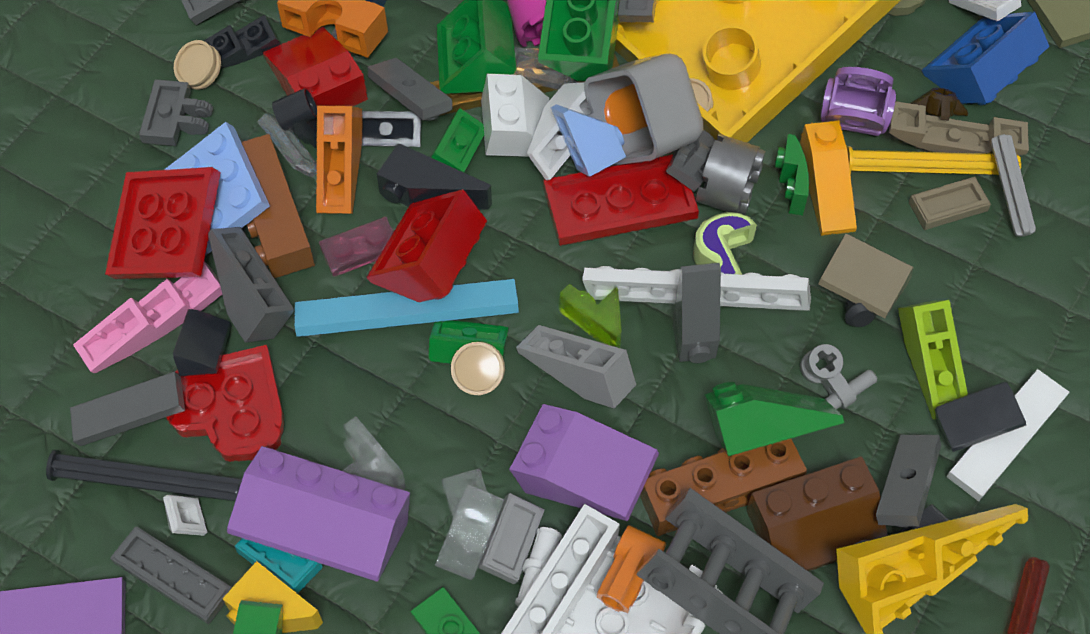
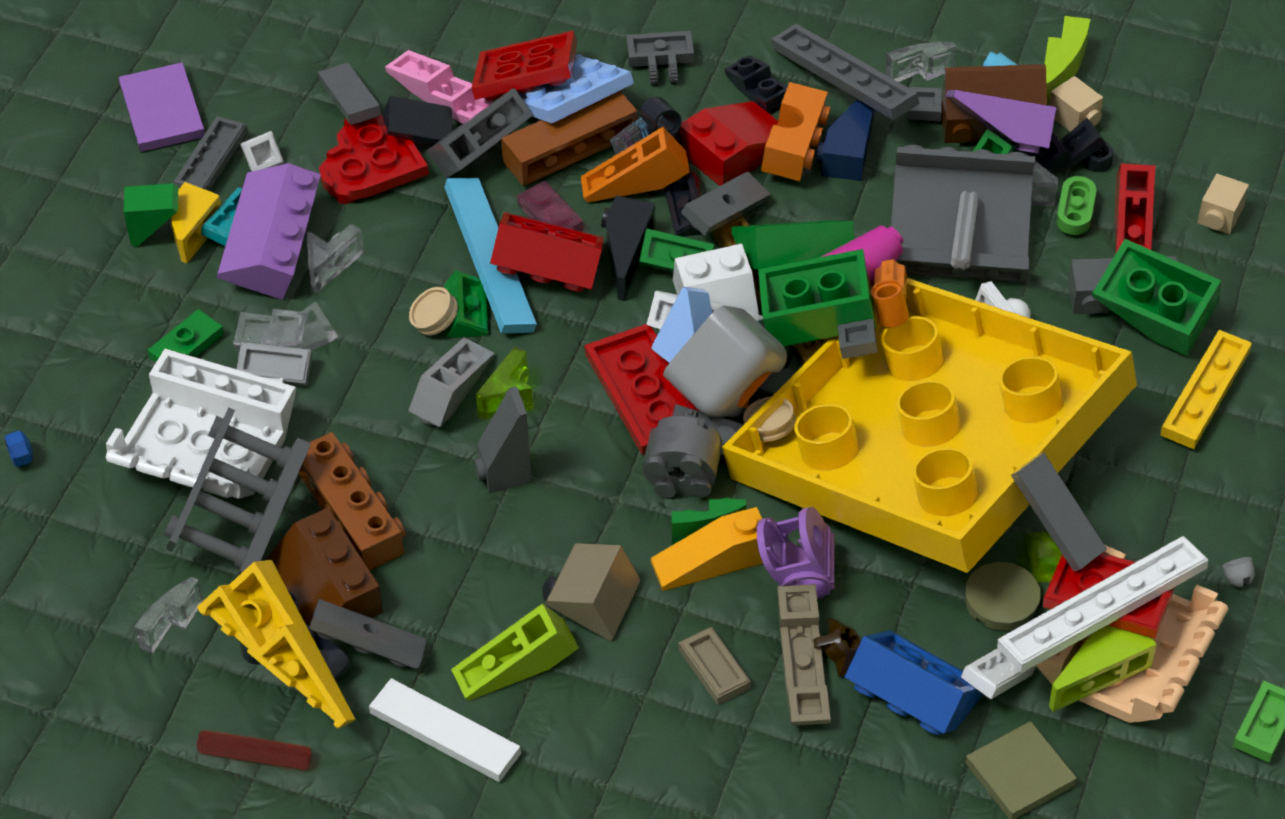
camera: 80 degrees right, 10 degrees down
(141, 477) = (294, 70): black axle -> none
(197, 64) = (718, 56): tan piece -> none
(582, 463) = (343, 387): medium lavender slope -> none
(621, 582) = (263, 426): orange piece -> none
(718, 236) = (596, 465): yellowish green animal -> none
(737, 290) = (539, 451): white plate -> none
(759, 416) = (408, 506): green slope -> none
(841, 393) = (474, 574): light grey piece -> none
(922, 162) = (759, 641): yellow axle -> none
(979, 416) = (451, 693): black slope -> none
(1013, 185) = (740, 708): light grey axle -> none

